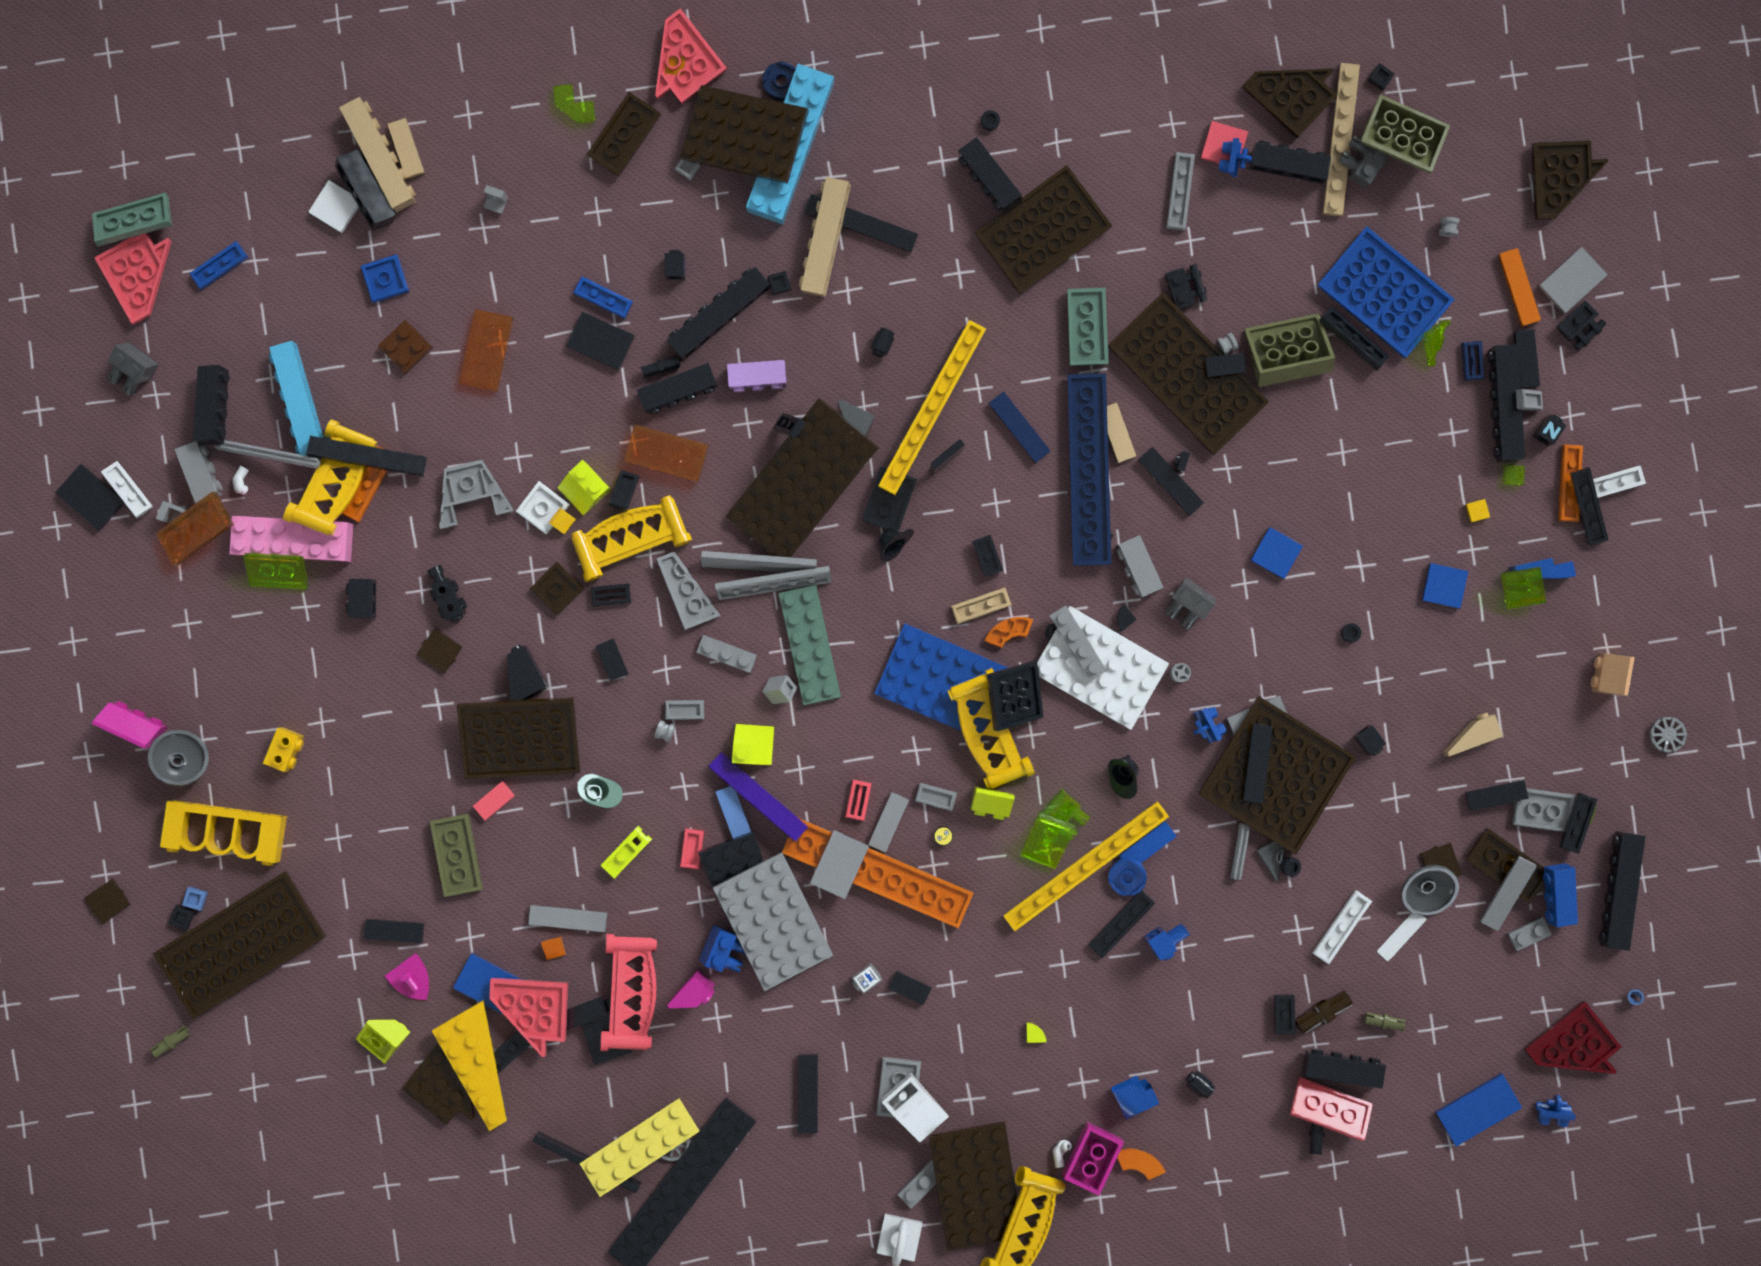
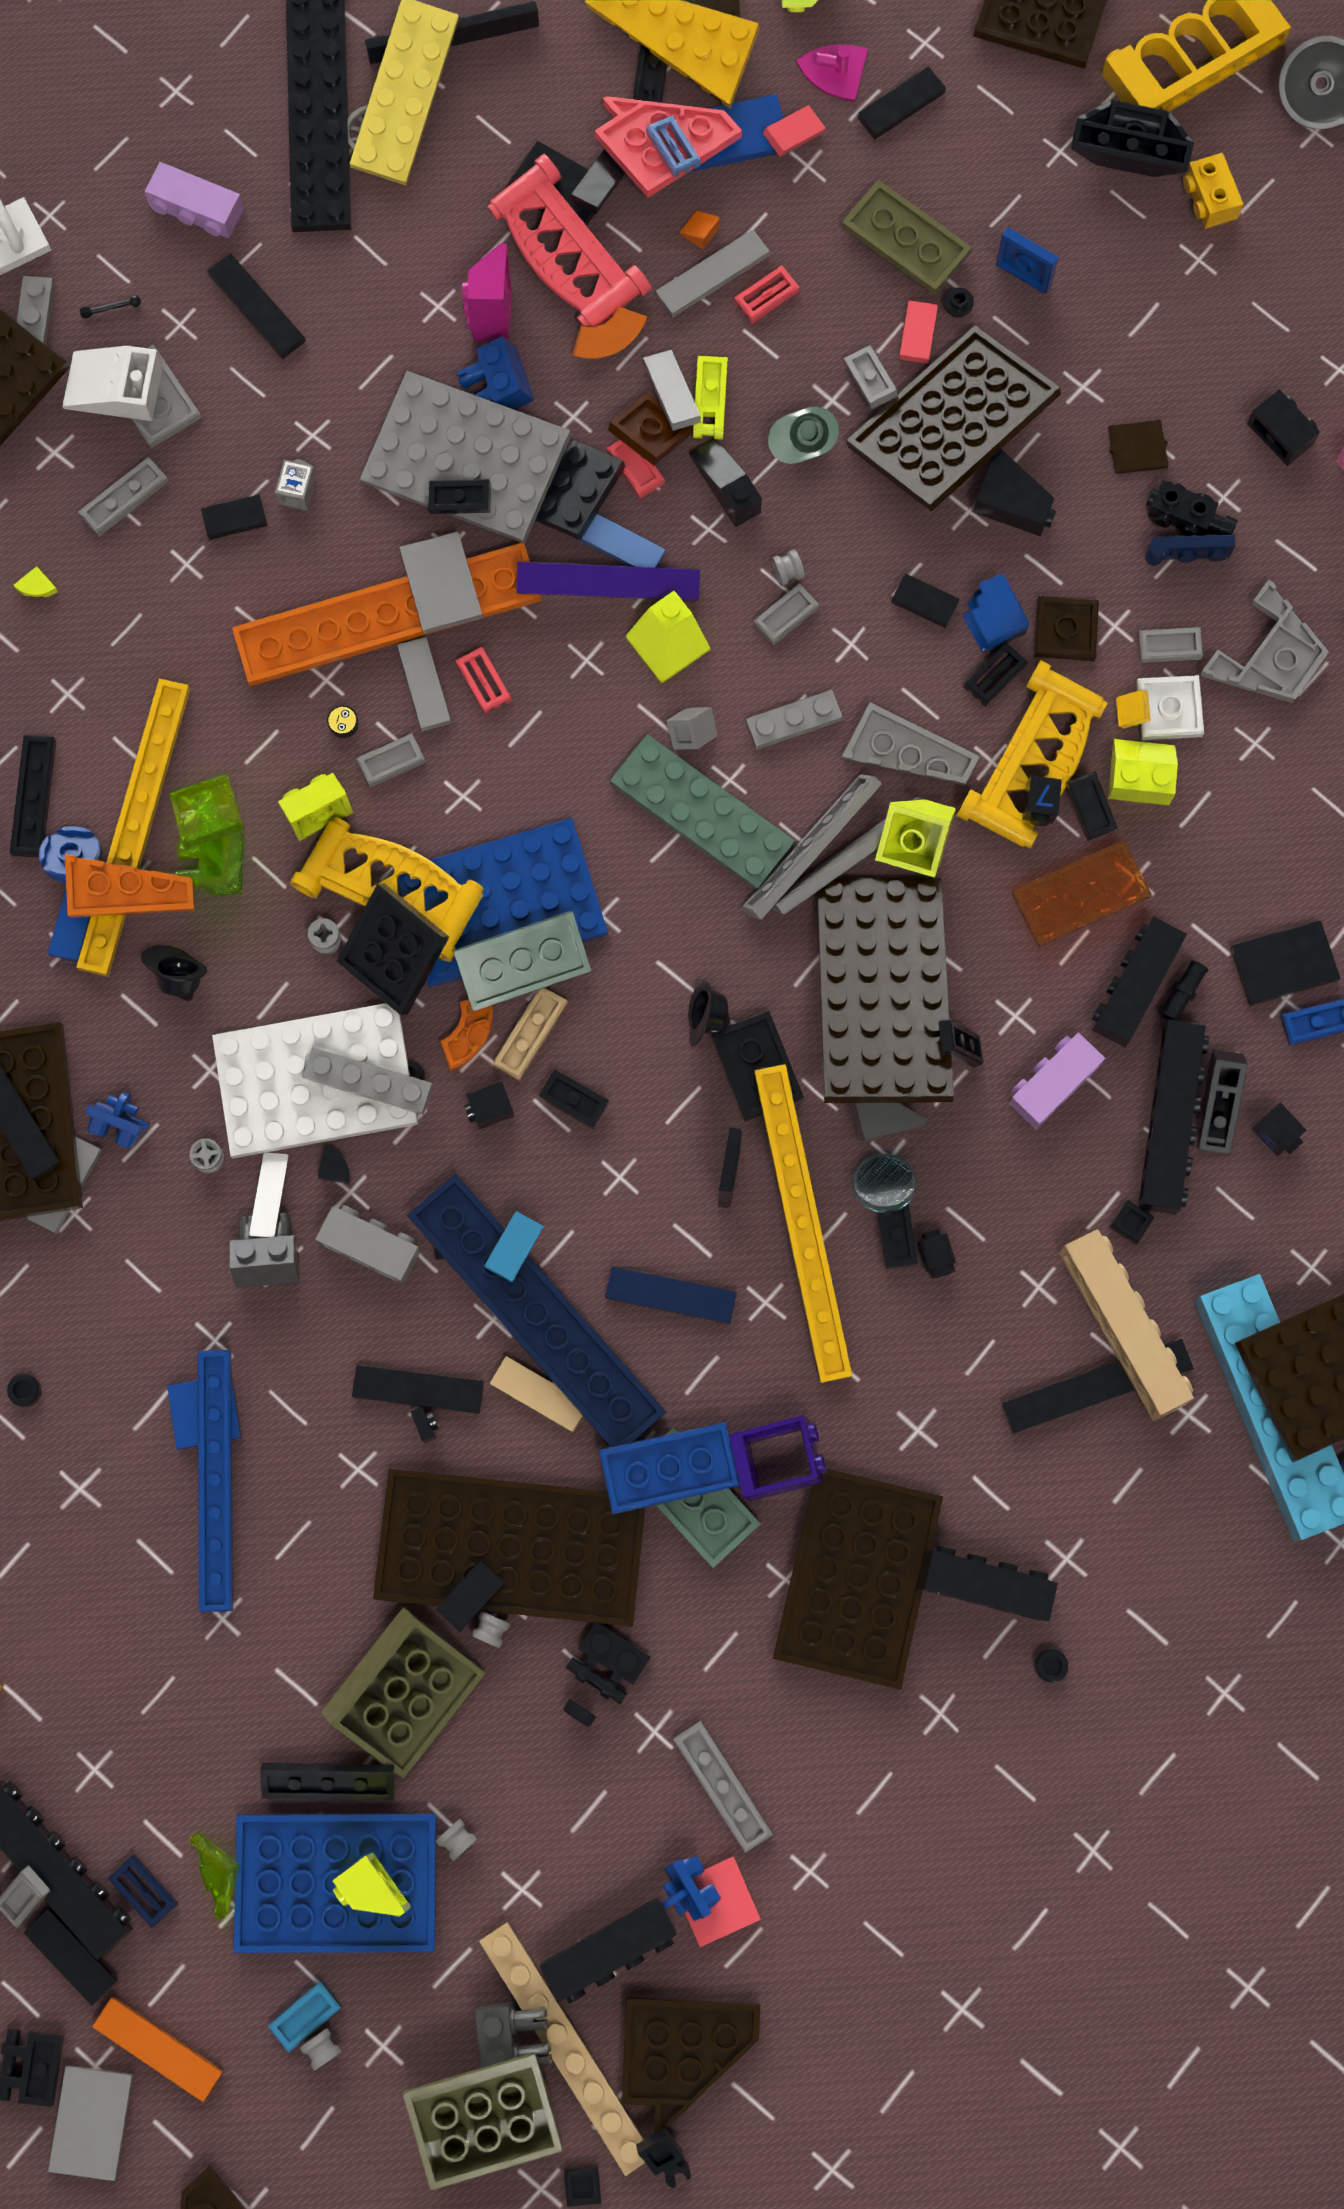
camera: 145 degrees right, 10 degrees down
(299, 808) = (1133, 139): none -> black wedge
(411, 788) = (1026, 260): none -> blue tile
(462, 959) = (794, 130): none -> coral tile
(464, 576) = (1190, 548): none -> dark blue plate
(466, 796) = (955, 309): none -> black plate
(514, 538) = (1170, 644): none -> light grey tile
(536, 982) = (683, 165): none -> medium blue tile
(539, 795) = (870, 377): none -> light grey plate
(567, 885) = (747, 309): none -> coral tile
(586, 623) = (995, 614): none -> blue piece
(642, 871) = (672, 390): none -> tile
(647, 926) = (609, 337): none -> orange tile
(648, 510) = (1041, 800): none -> black brick
(655, 802) = (727, 482): none -> black slope
(670, 859) = (647, 430): none -> reddish brown plate
(688, 302) = (1222, 1100): none -> black slope
(721, 542) = (915, 835): none -> neon yellow slope
(793, 1177) = (194, 200): none -> lavender brick
(795, 898) = (459, 496): none -> black plate
(866, 1148) = (87, 312): none -> black hinge
(878, 394) = (884, 1183): none -> tile
(892, 366) = (897, 1238): none -> black plate
(954, 1045) = (123, 496): none -> light grey tile
(958, 640) = (521, 960): none -> sand green plate
(1030, 585) = (489, 1105): none -> black brick
(1039, 731) = (325, 943): none -> light grey wheel
(1052, 318) = (745, 1463): none -> dark purple window
(1074, 507) = (514, 1246): none -> dark azure tile
(1088, 347) = (669, 1468): none -> blue tile
(1120, 836) = (113, 889): none -> orange wing
(1166, 629) = (268, 1195): none -> white sticker
(1218, 274) = (579, 1713): none -> black tile
(1297, 516) = (215, 1481): none -> blue tile
(1317, 265) = (456, 1840): none -> light grey wheel
(1336, 58) = (663, 2154): none -> black plate
(1375, 271) = (370, 1888): none -> neon yellow slope
(1443, 247) = (304, 2016): none -> dark azure tile

